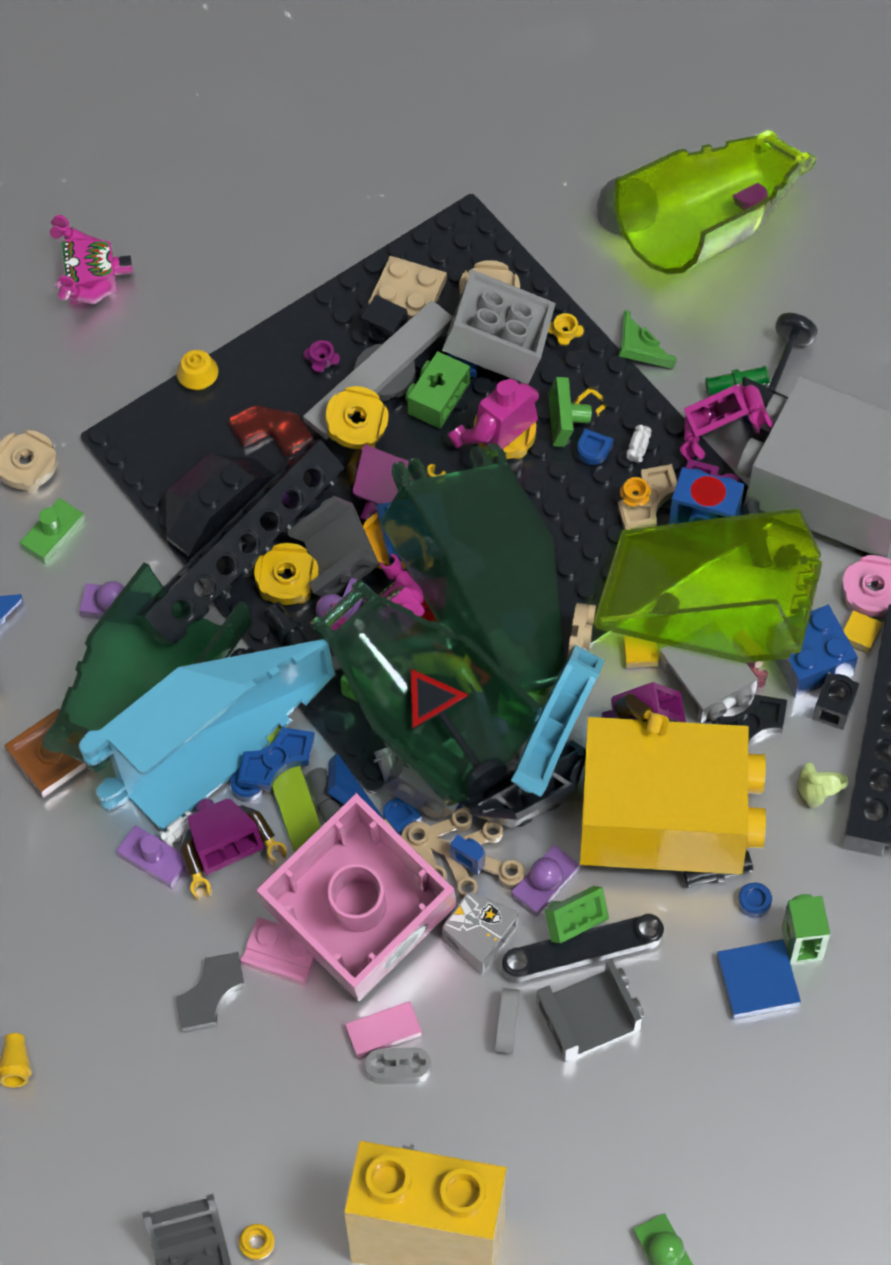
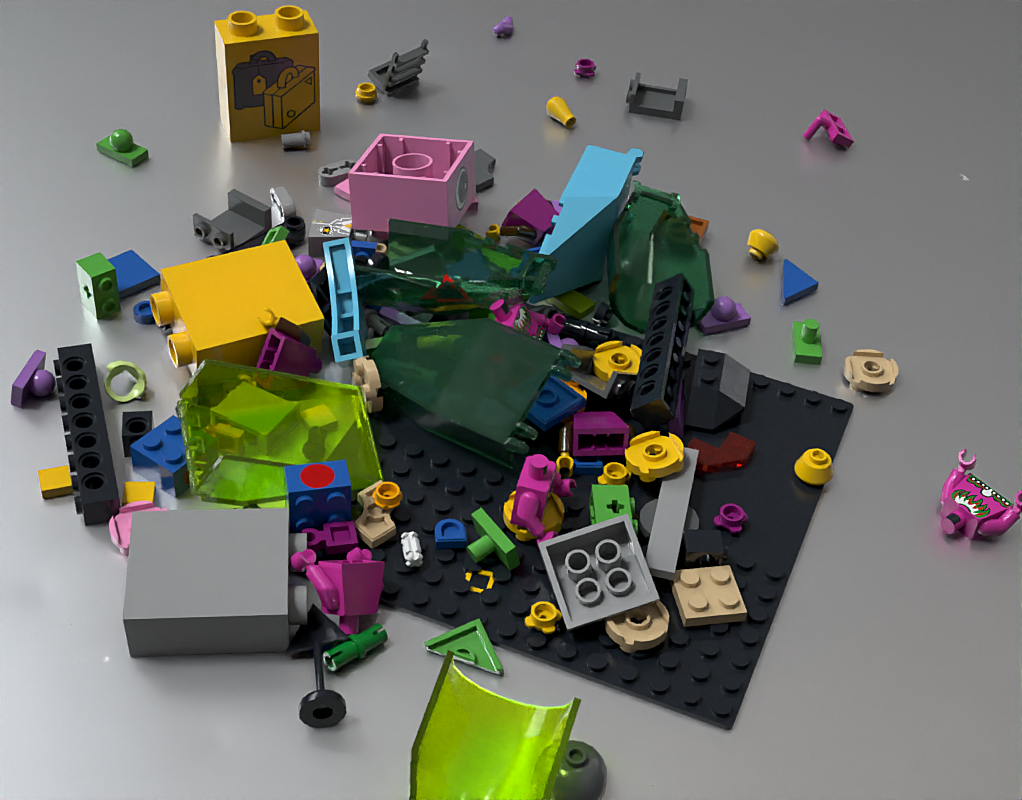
camera: 145 degrees right, 20 degrees down
(398, 438) = (614, 474): none -> yellow plate

